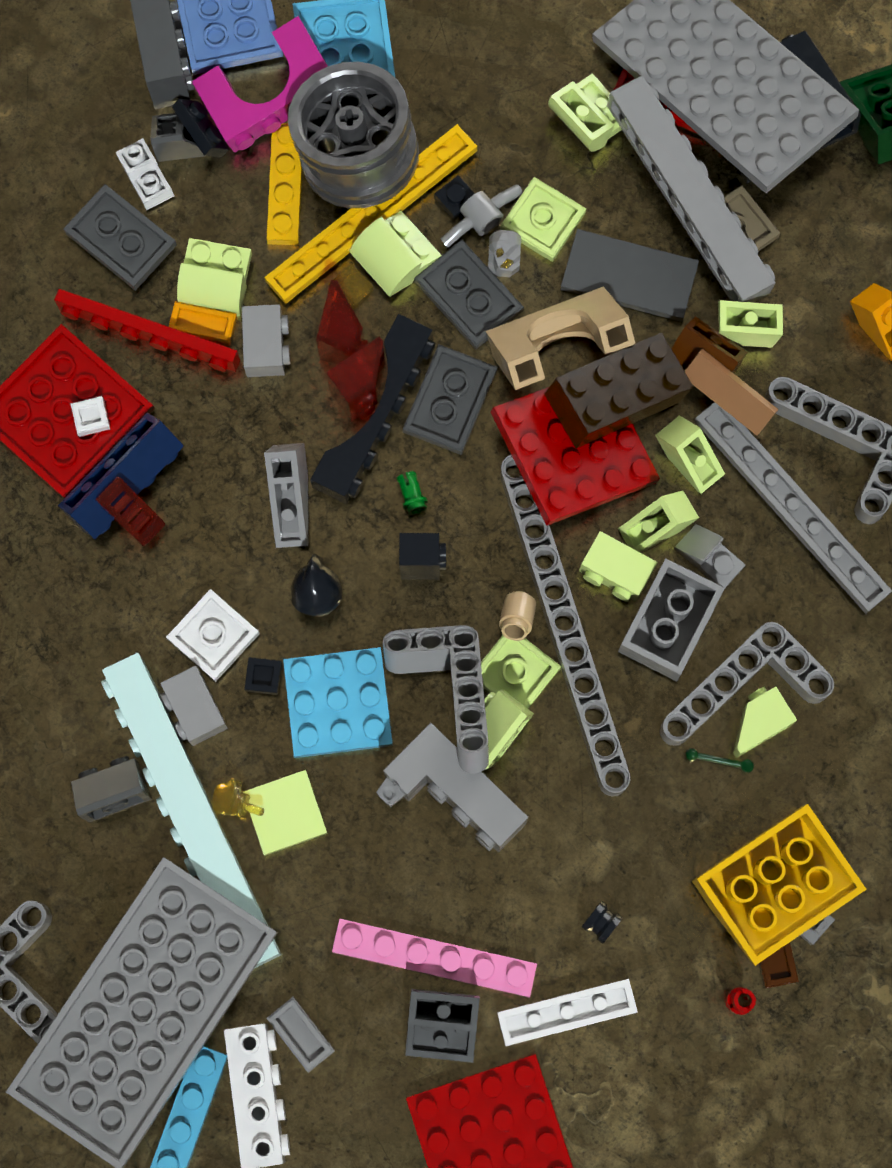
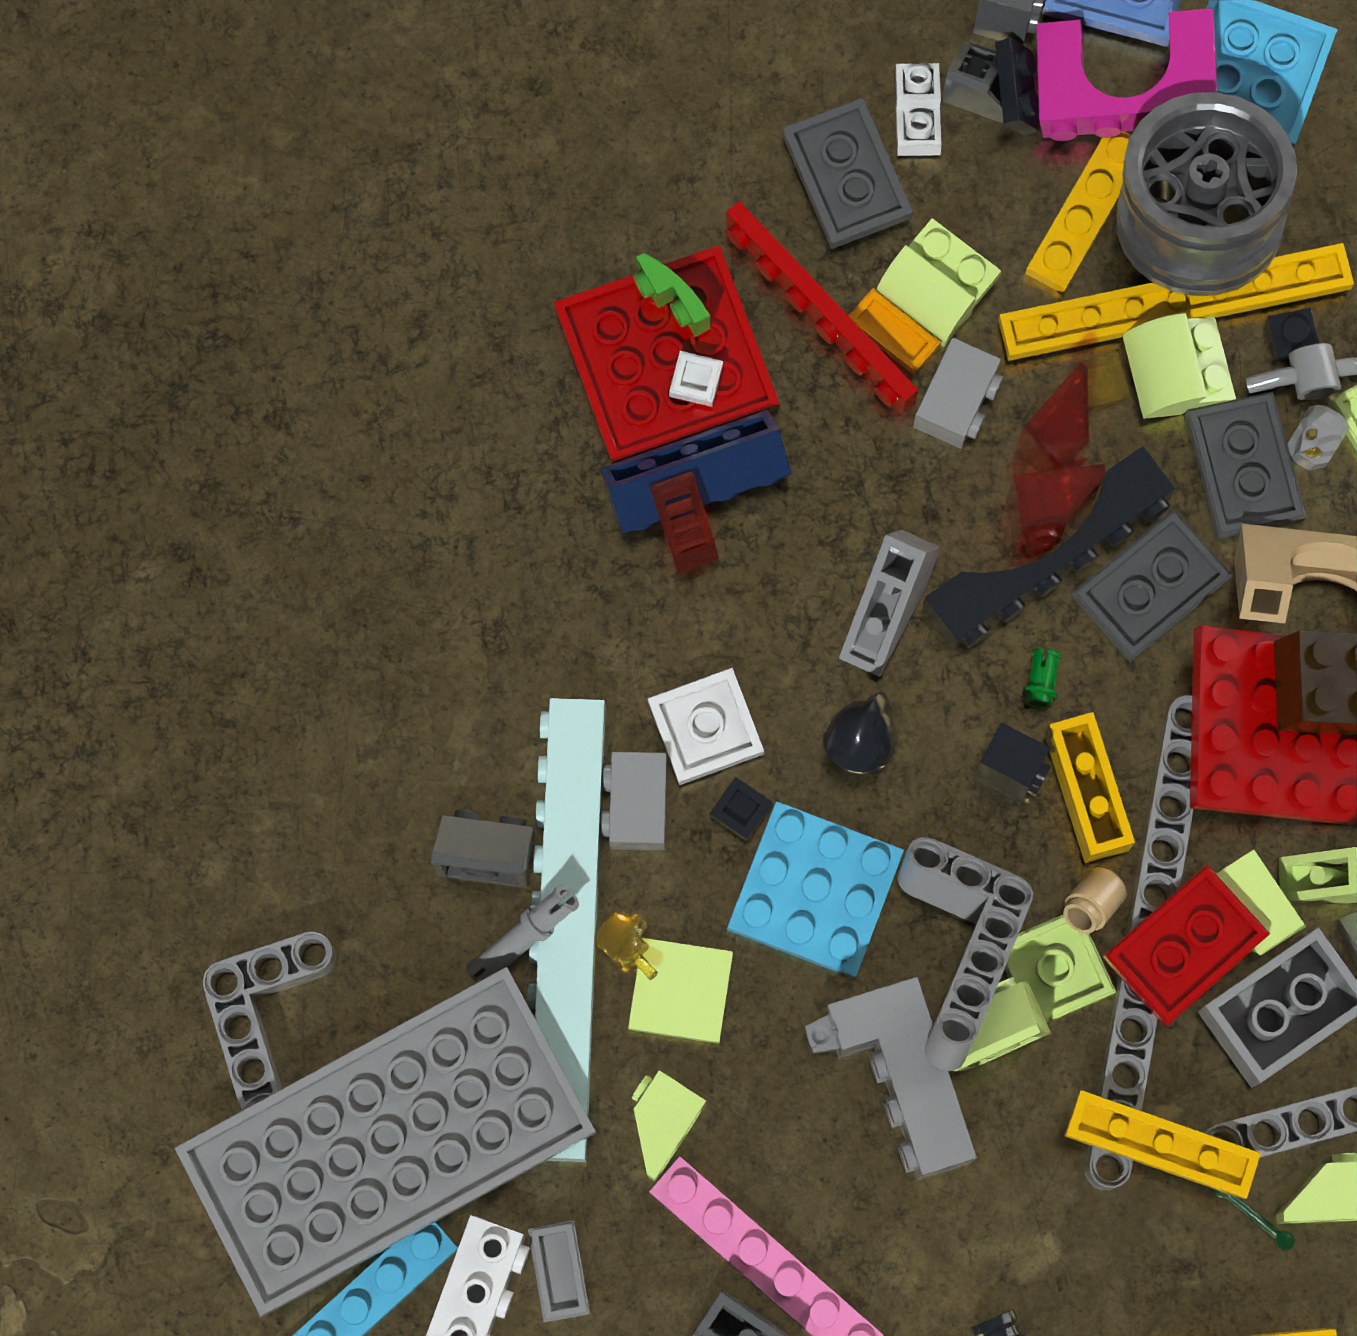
camera: 30 degrees right, 0 degrees up
(39, 367) = (665, 286): none -> bright green slope
(167, 821) = (535, 925): none -> light grey pin
(317, 900) = (663, 1119): none -> yellowish green slope
(477, 546) = (1089, 787): none -> yellow brick
(589, 613) = (1186, 945): none -> red tile
(640, 746) = (1162, 1144): none -> yellow plate

